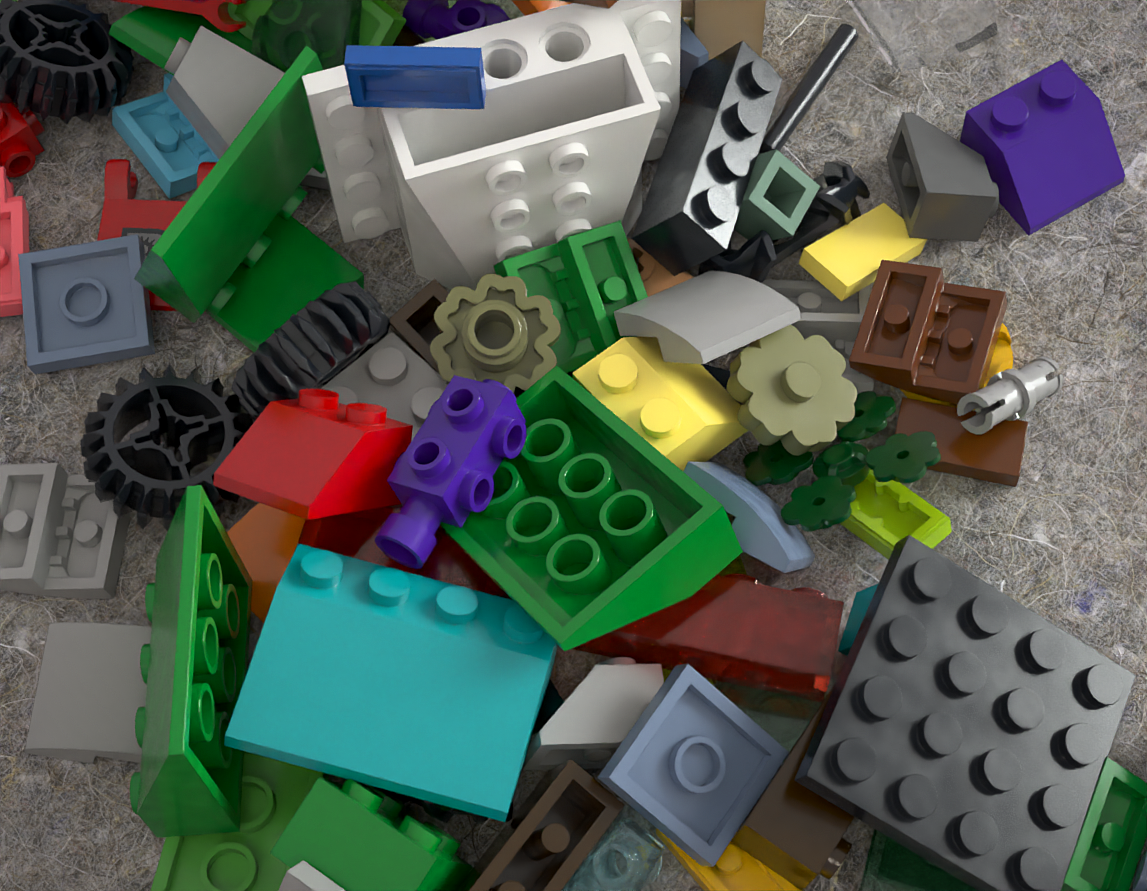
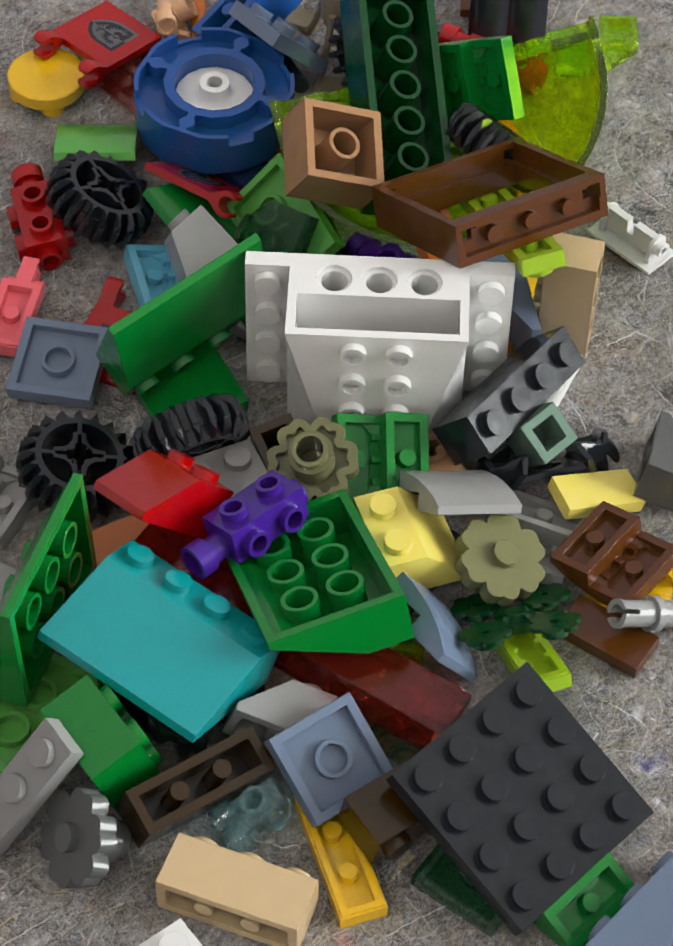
camera: 15 degrees right, 10 degrees down
(415, 77) = (315, 272): blue tile -> none
(809, 88) = (610, 380): black bar -> none

